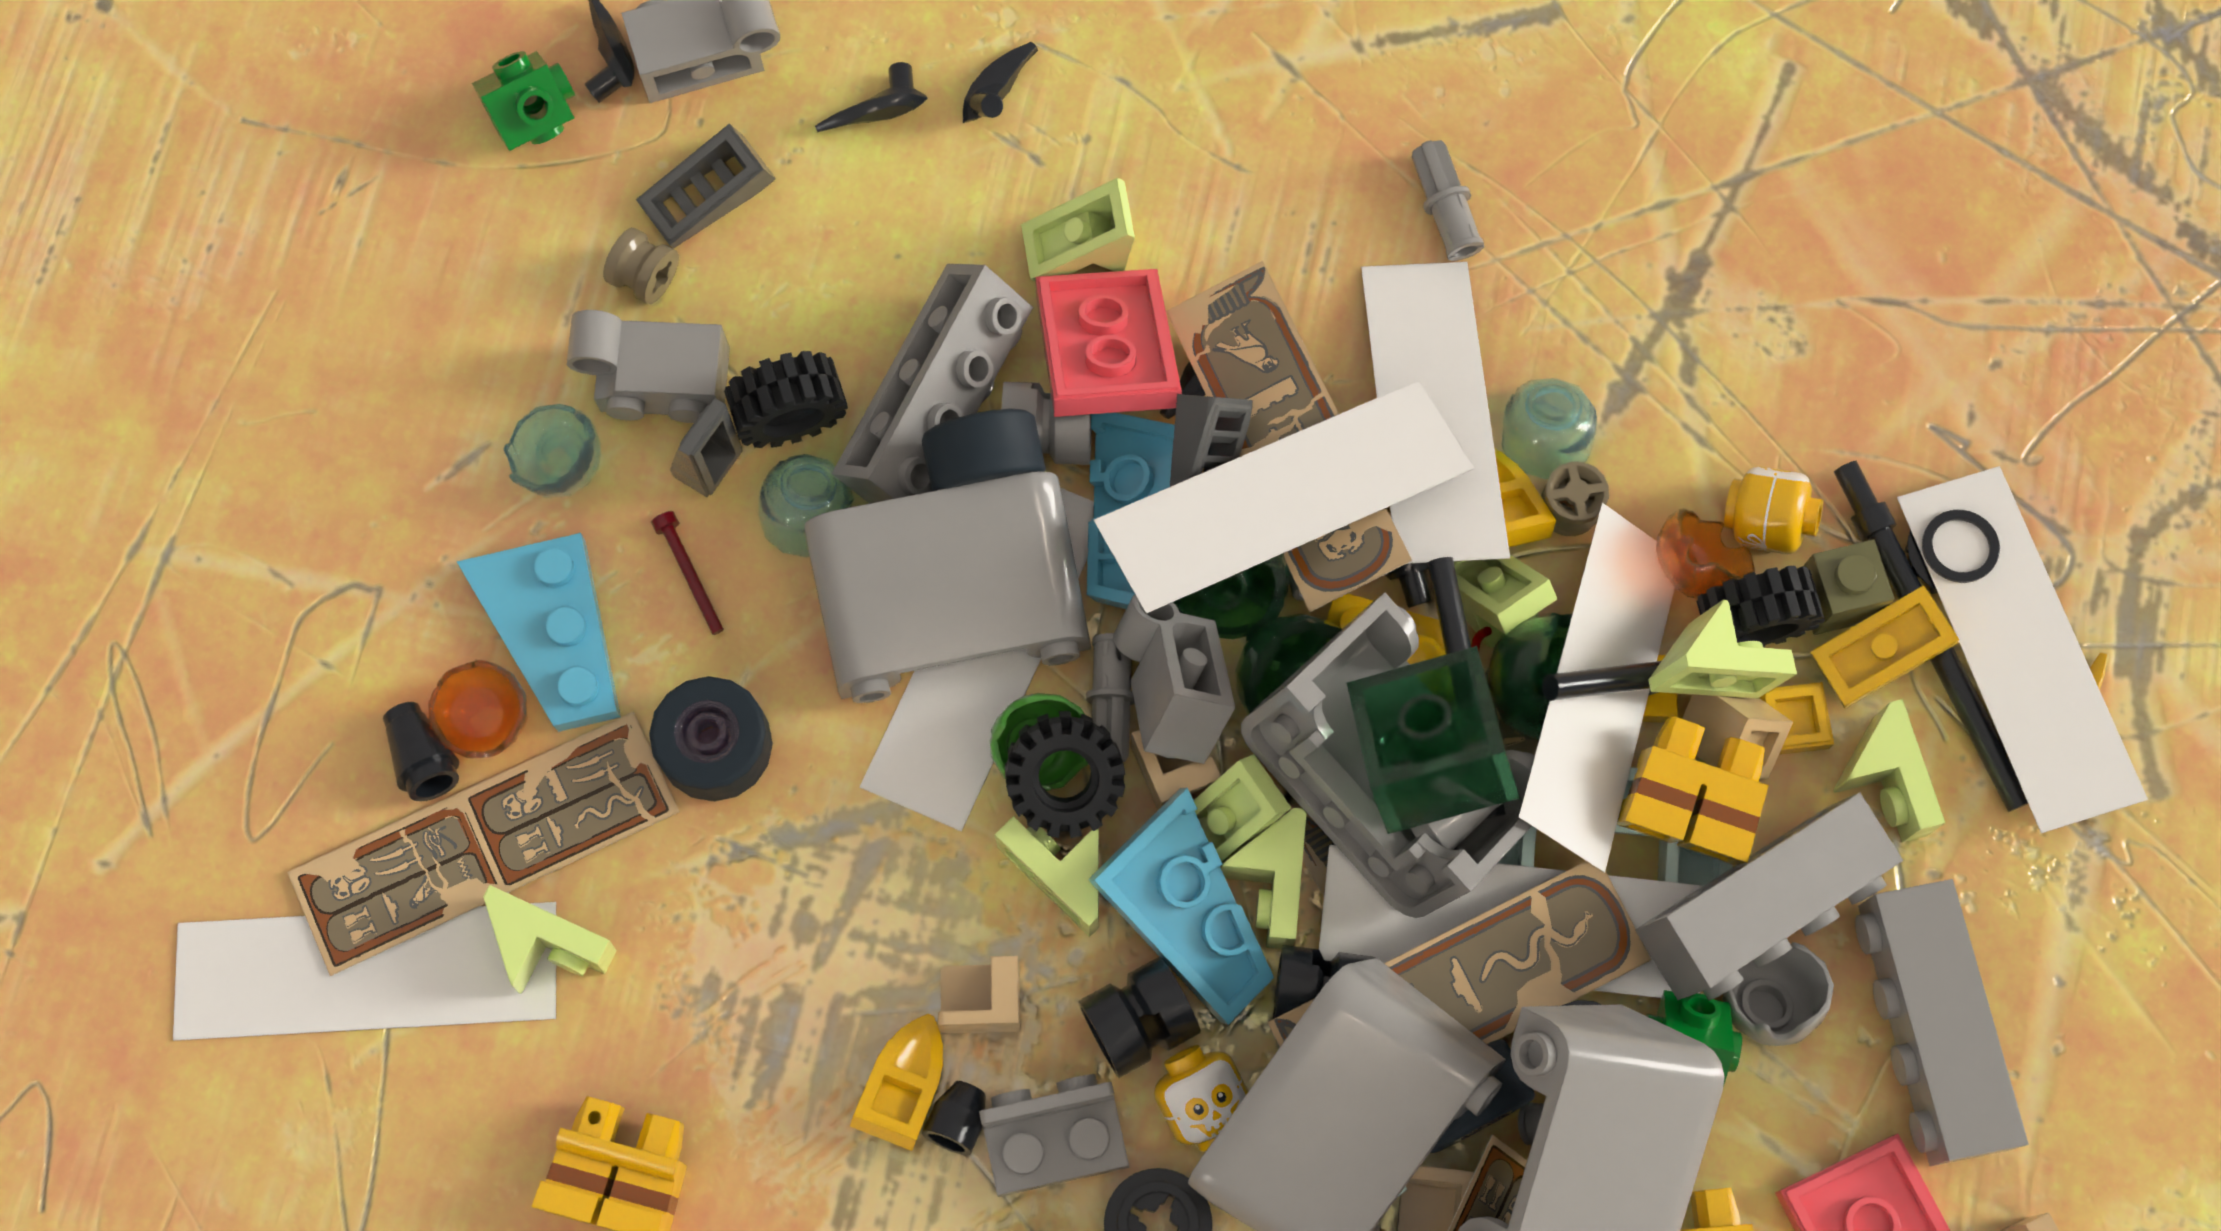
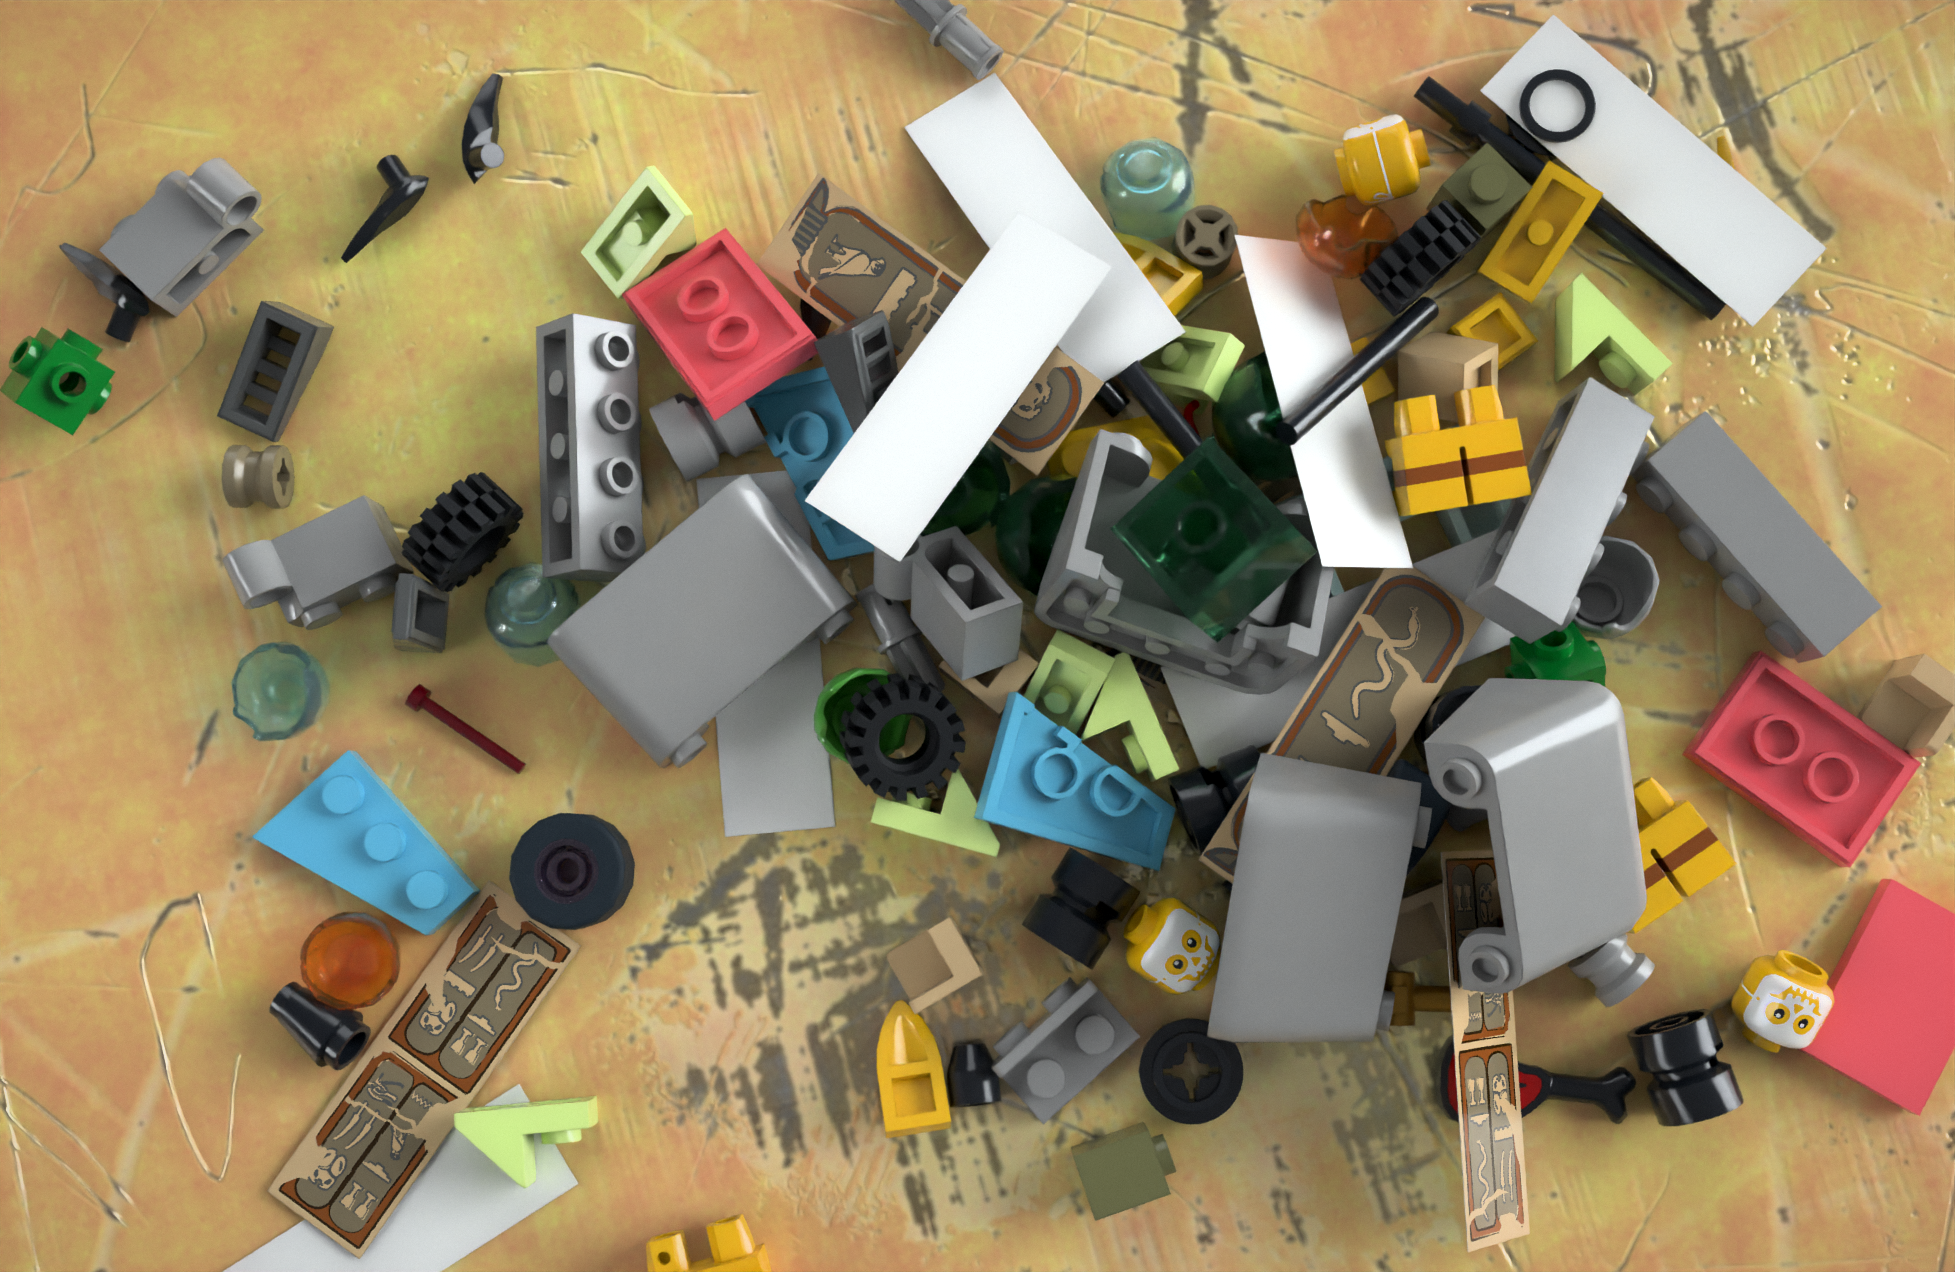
camera: 25 degrees left, 10 degrees up
(982, 448) = (669, 488): black wheel -> none
(1714, 664) = (1405, 328): yellowish green slope -> none

